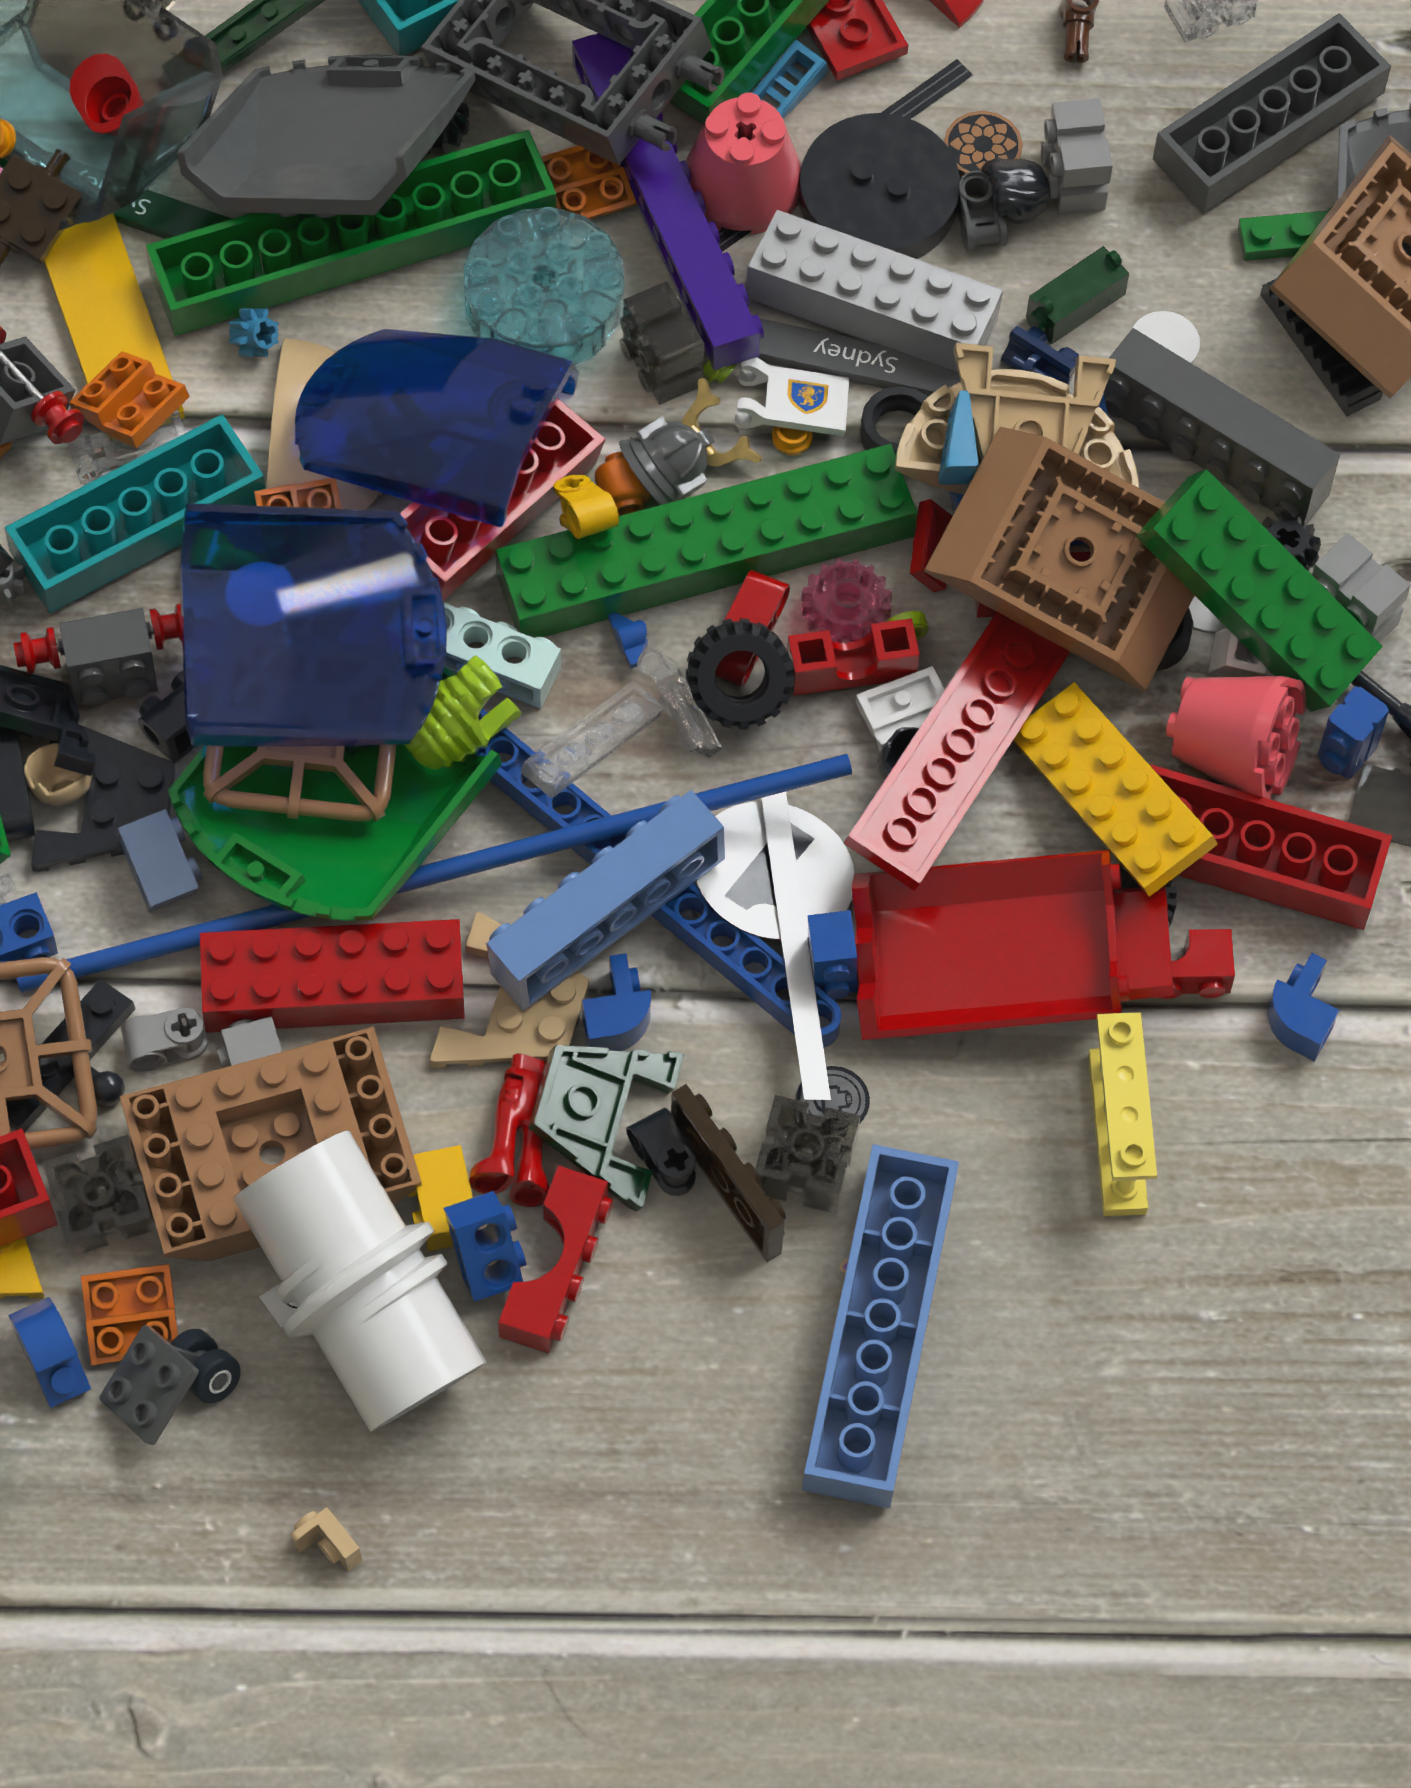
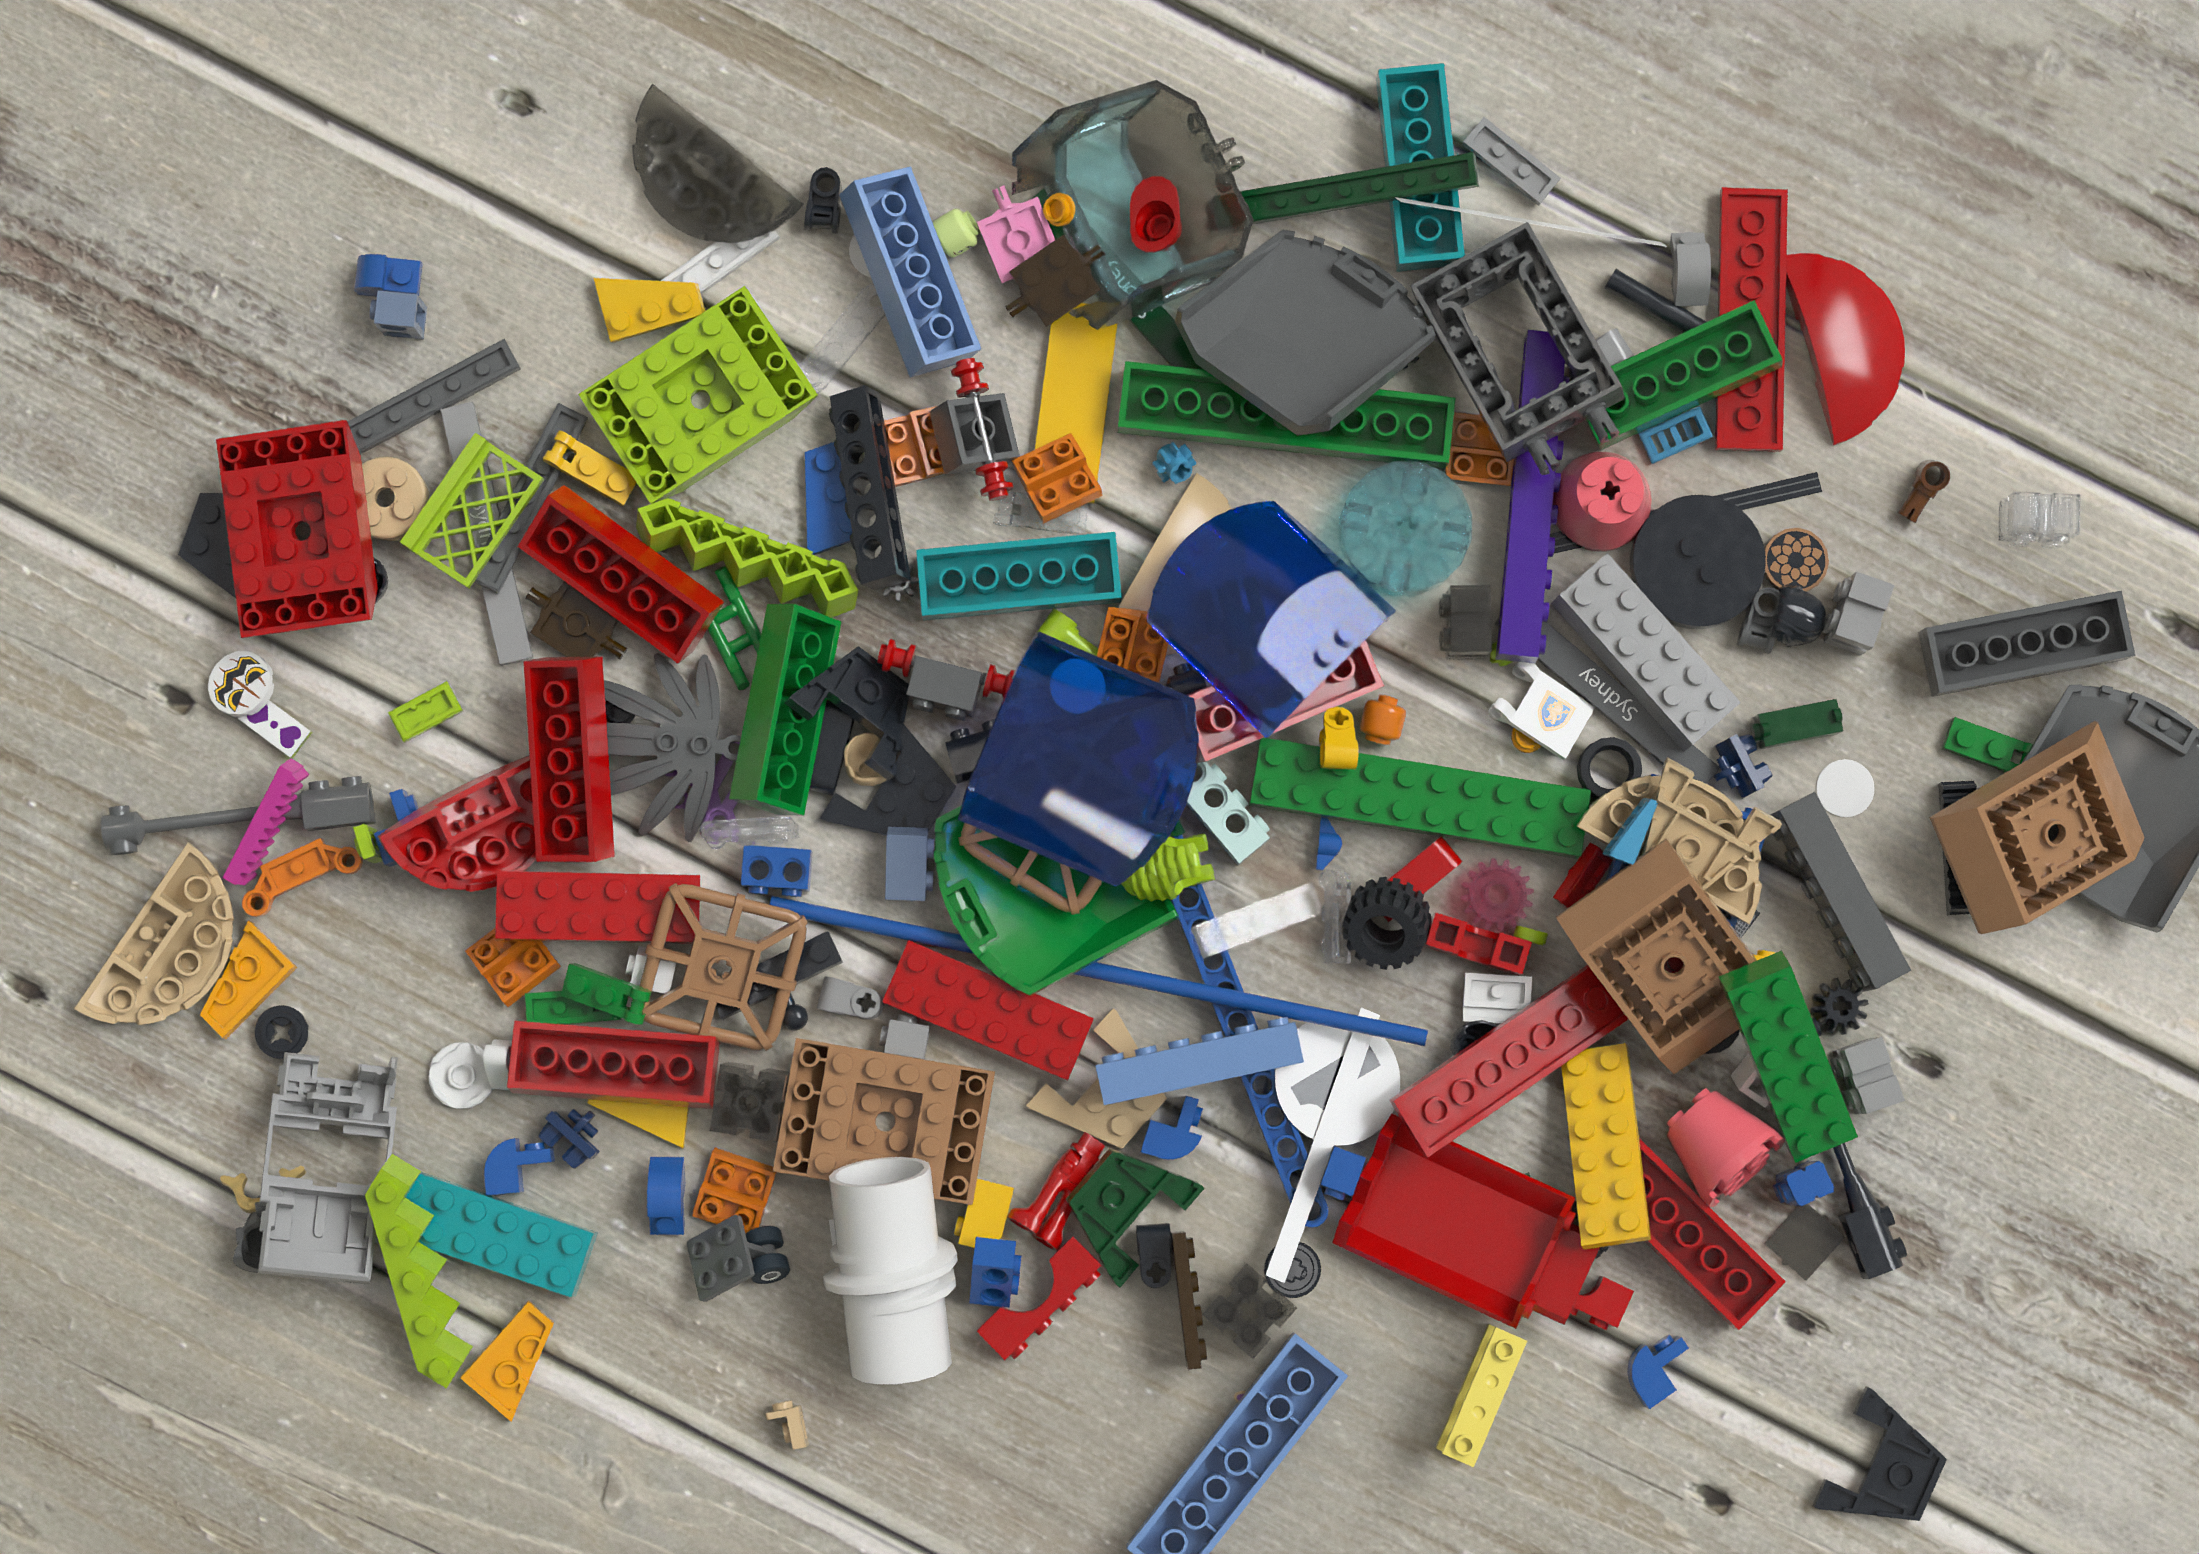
camera: 25 degrees right, 20 degrees up
(674, 455) = (1425, 720): dark grey helmet -> none

